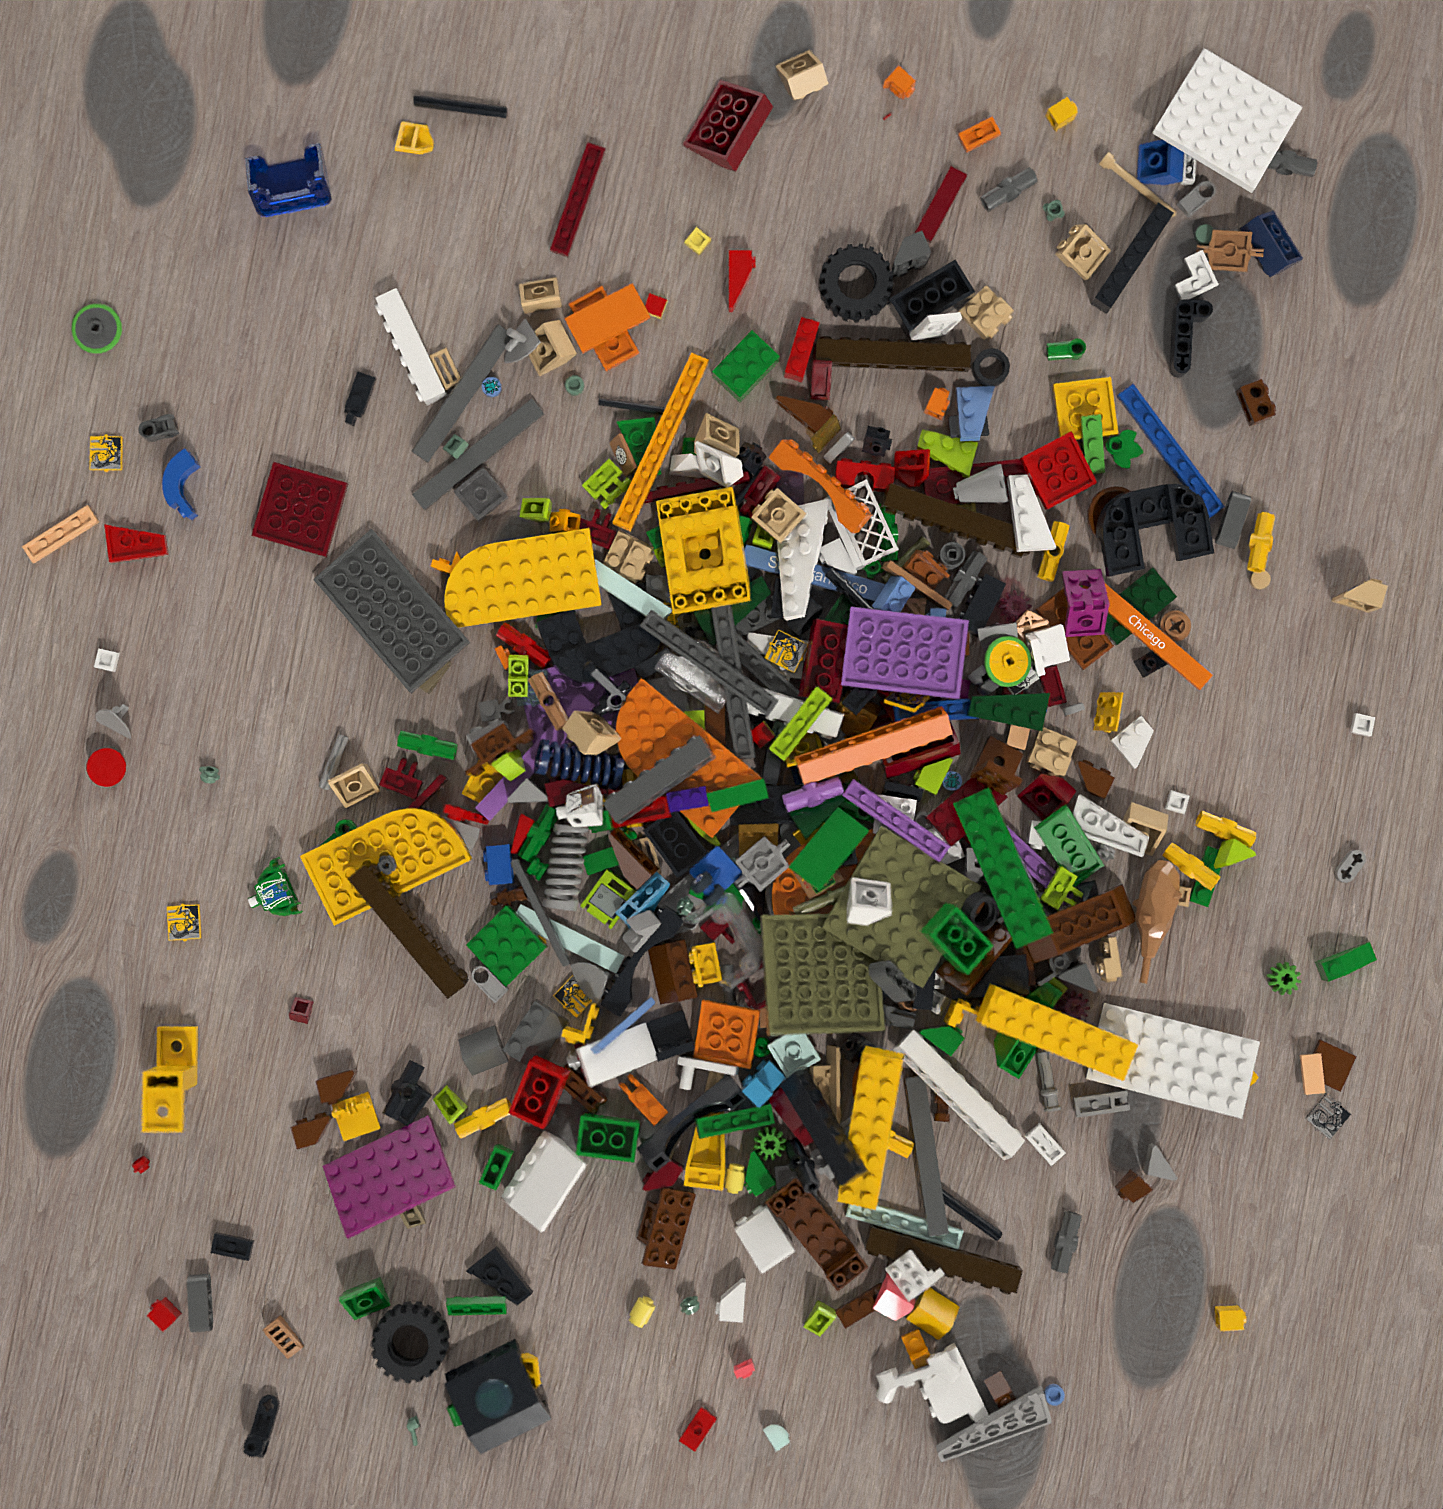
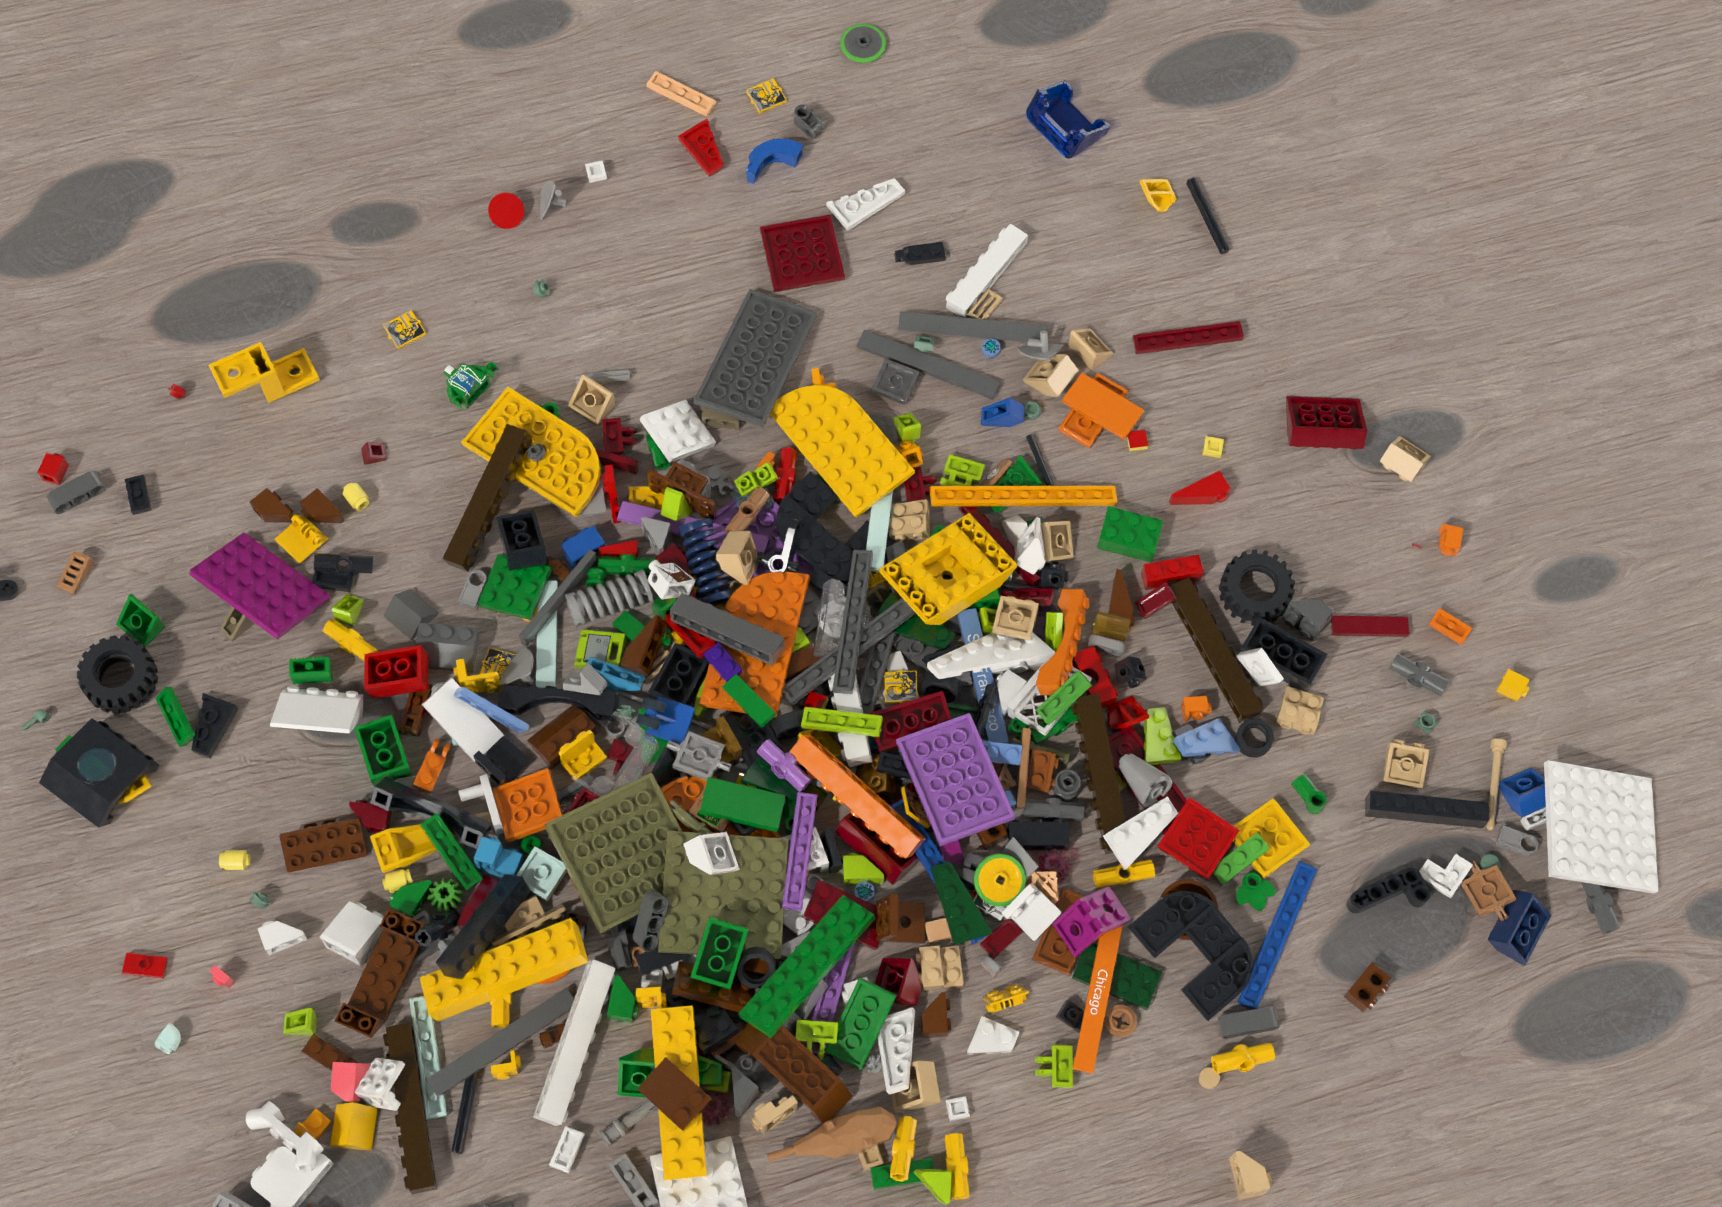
camera: 60 degrees right, 20 degrees down
(277, 423) = (865, 203): none -> white wing
(339, 1047) = (356, 496): none -> light yellow brick
(429, 721) = (677, 431): none -> white plate
(468, 919) = (521, 540): none -> black brick
(566, 414) = (1003, 413): none -> blue slope
(805, 487) = (1053, 631): none -> lime plate
(879, 515) = (1063, 697): none -> bright green plate
(952, 1165) = (505, 1070): none -> yellow bracket
(1066, 1040) = (674, 1094): none -> reddish brown slope
(1187, 696) = (1061, 1064): none -> lime hinge

